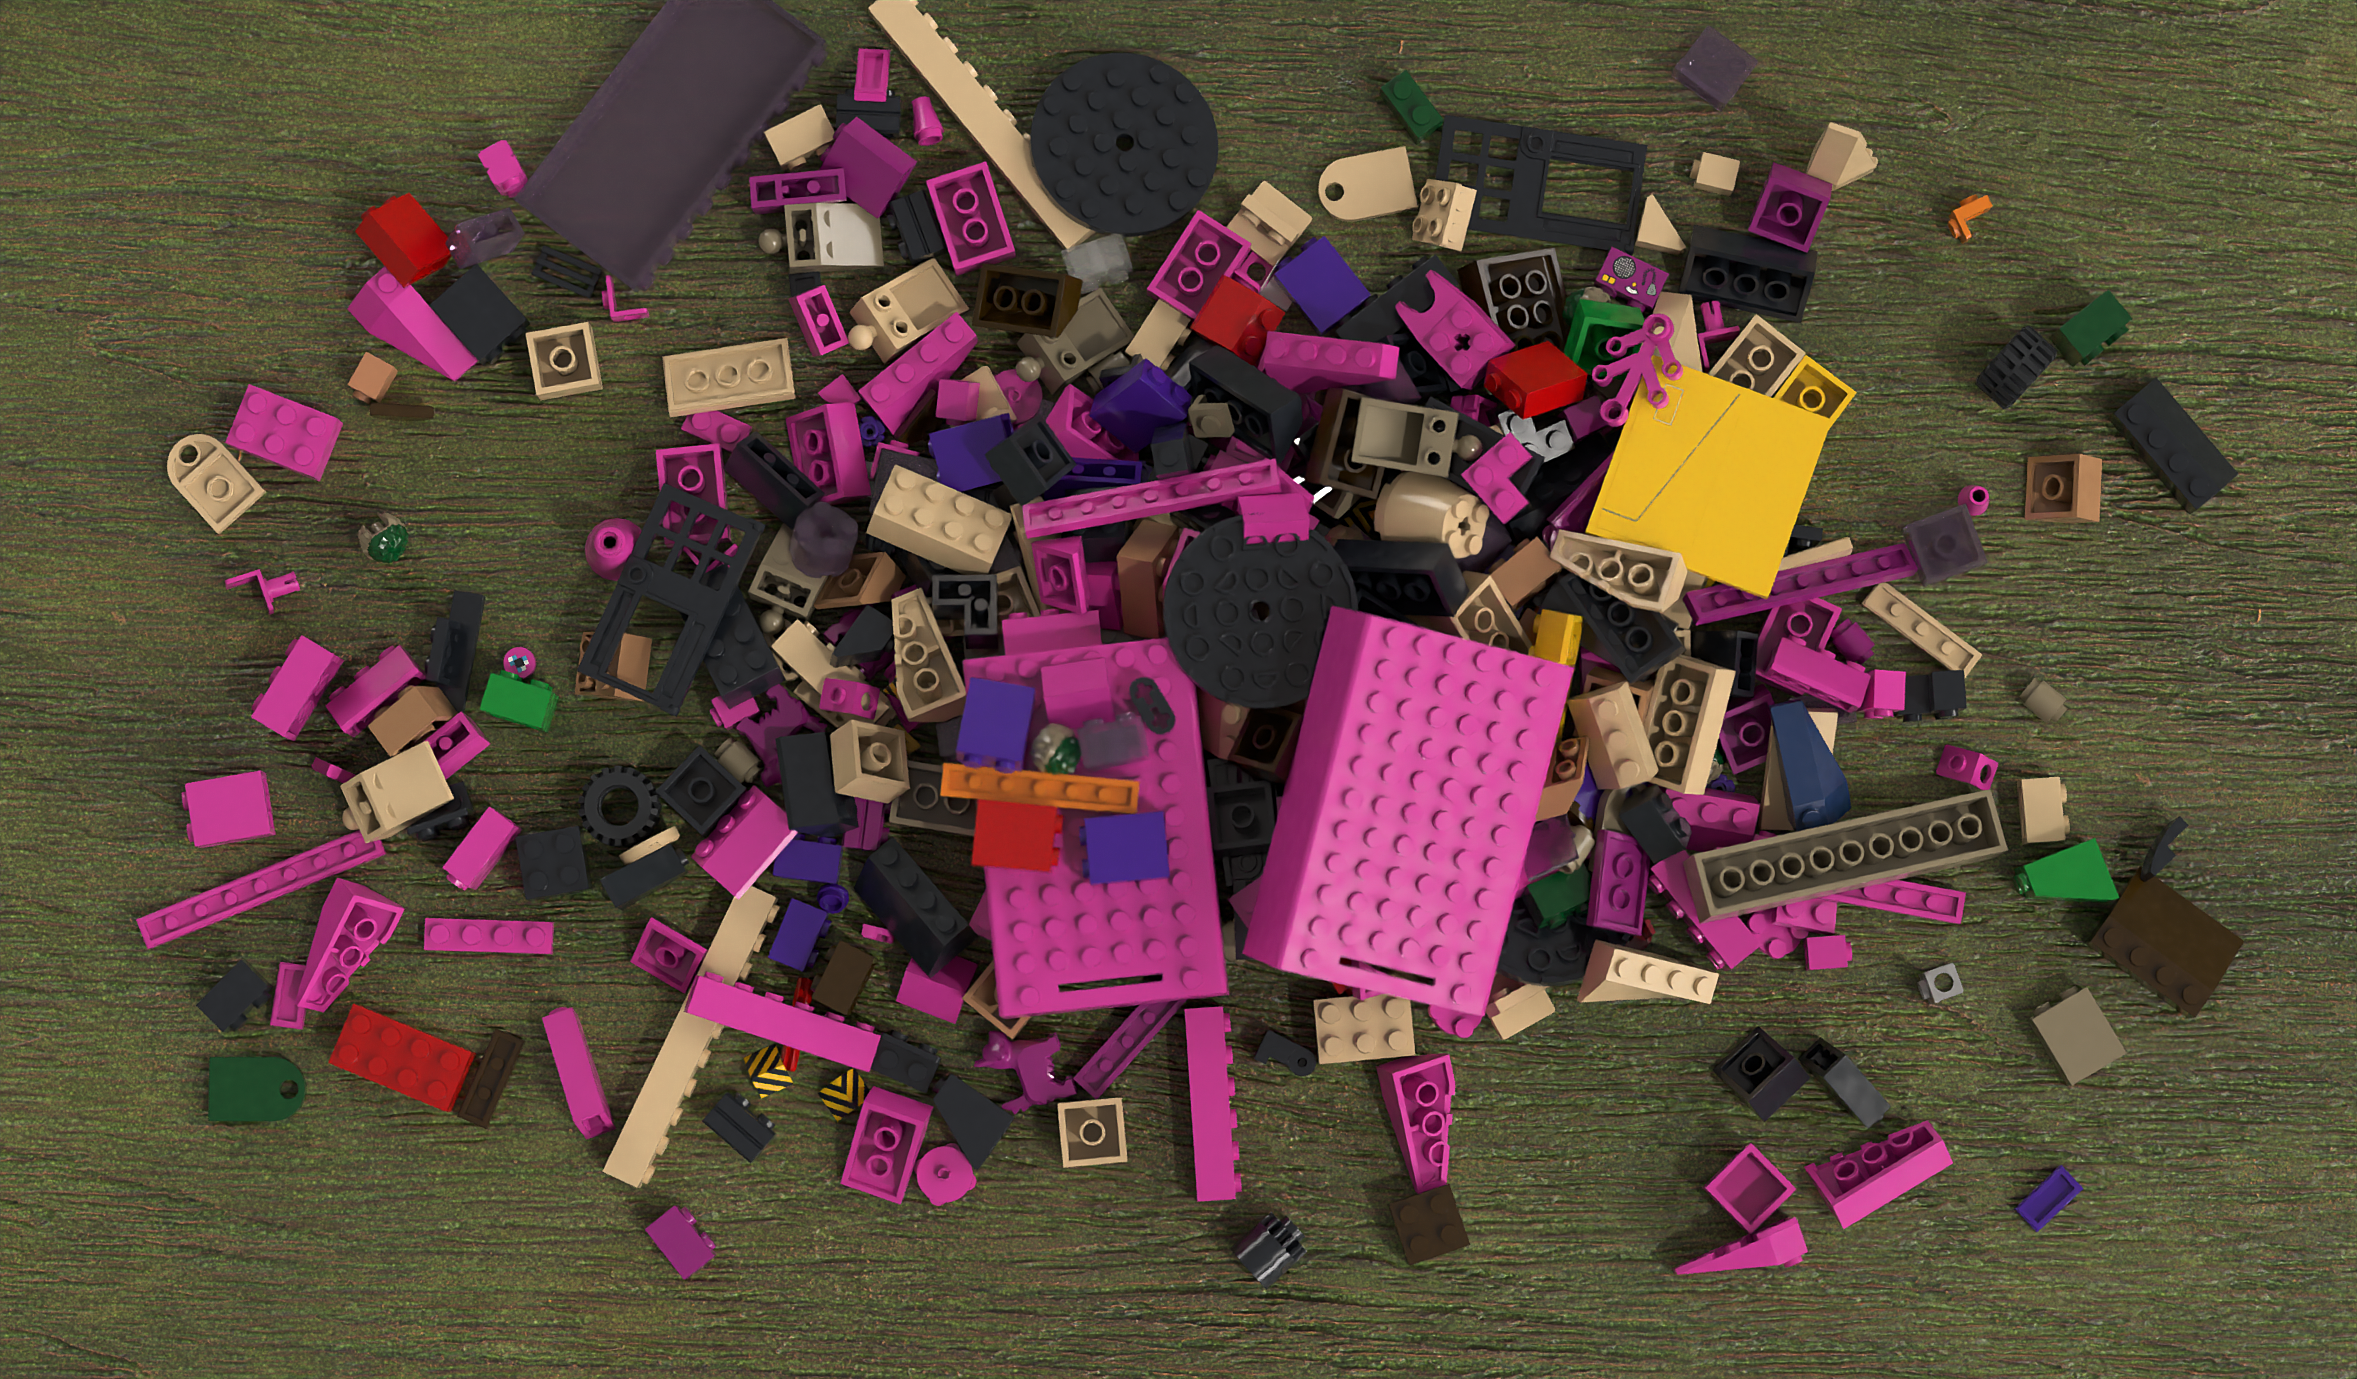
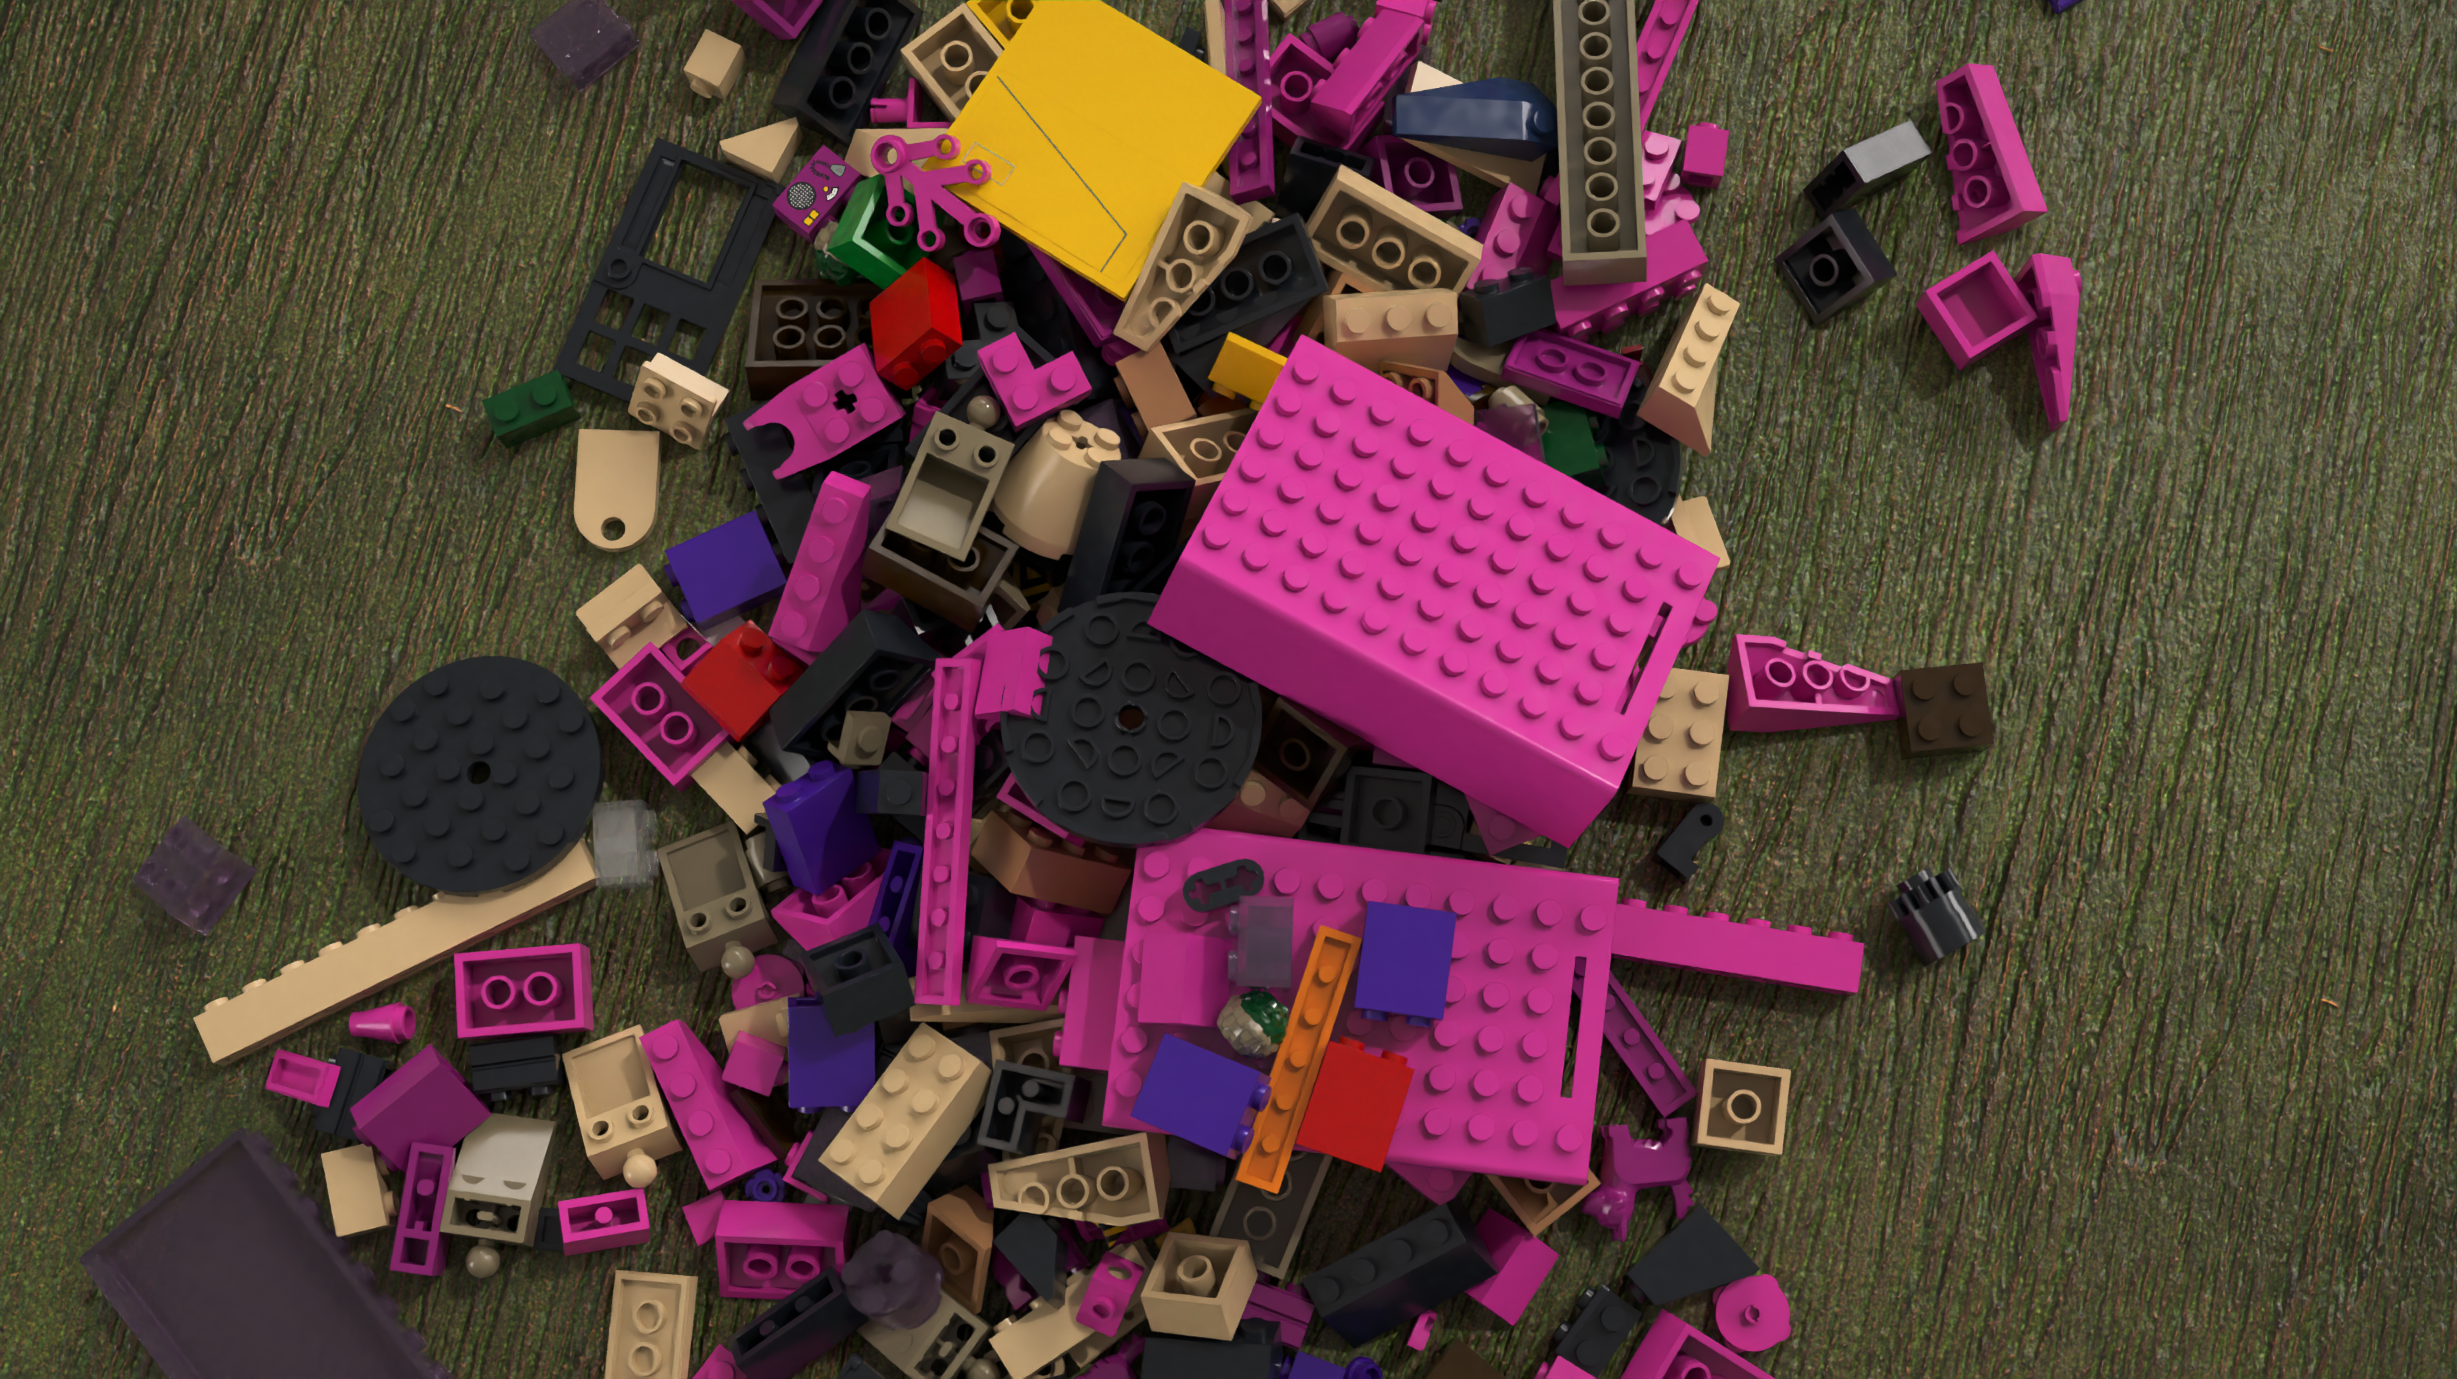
camera: 75 degrees left, 5 degrees down
(1026, 300) = (647, 944): dark brown slope -> none
(1930, 992) = (1769, 45): light grey bracket -> none

